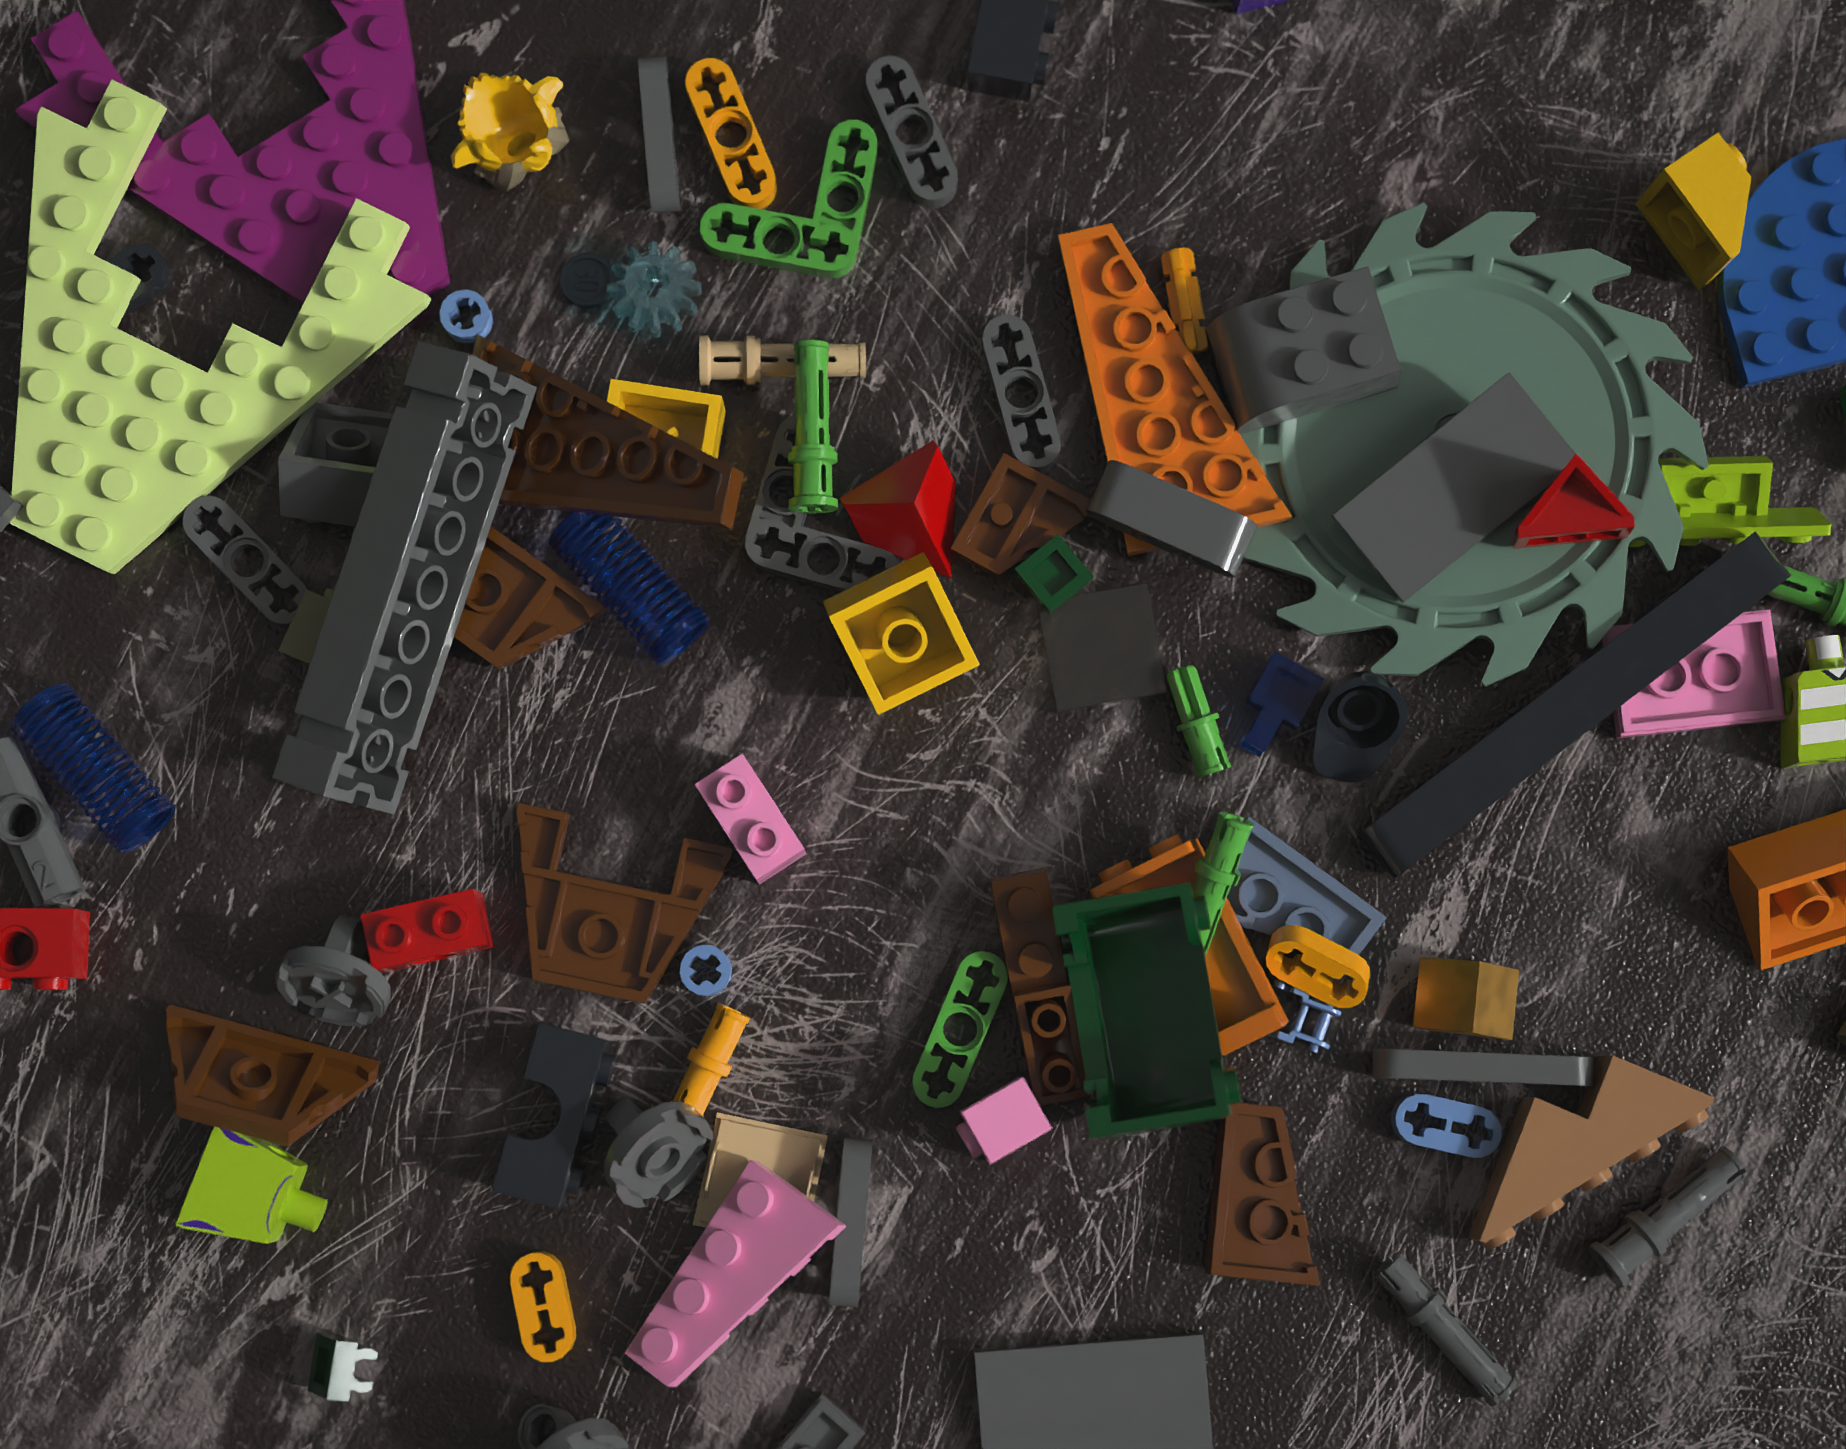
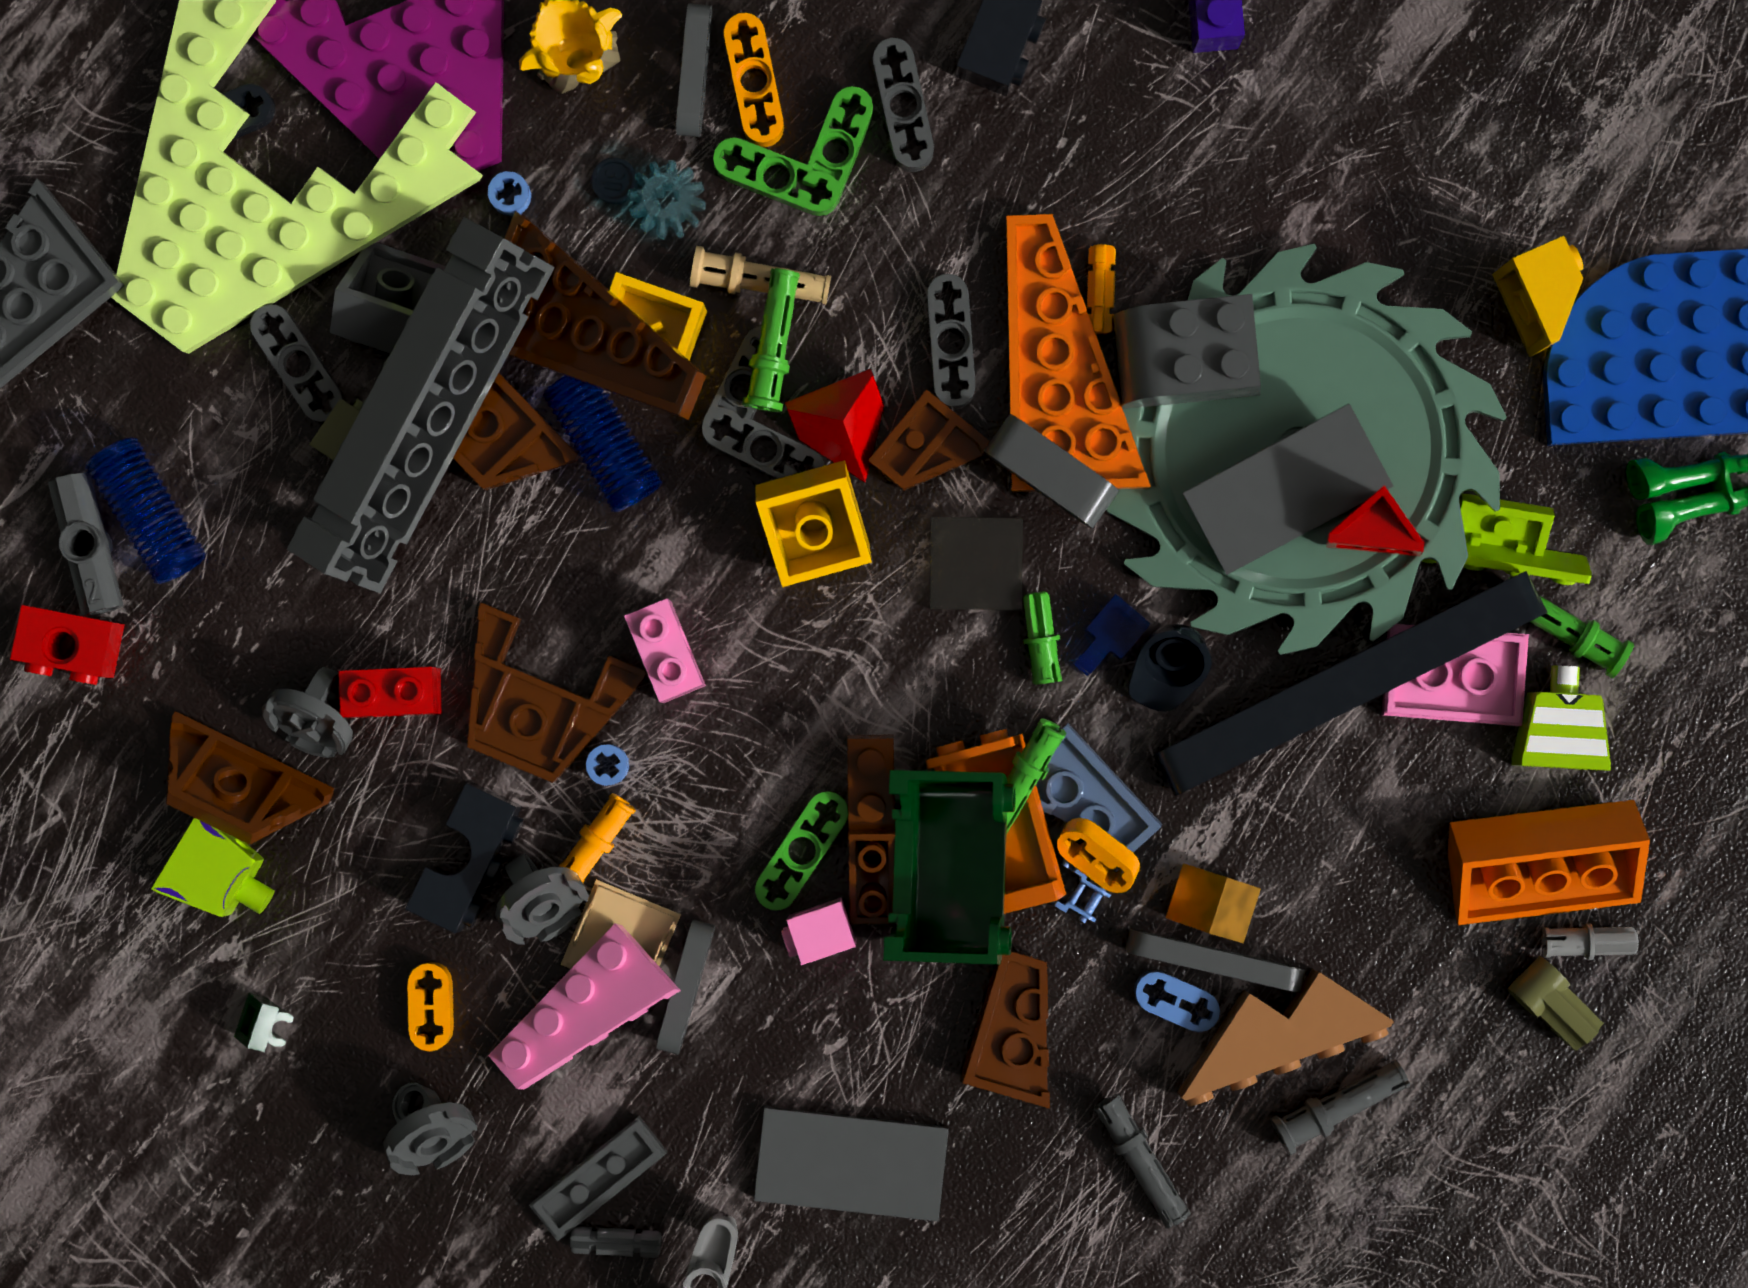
camera: 20 degrees right, 5 degrees up
(1053, 574) = (947, 497): dark green tile -> none

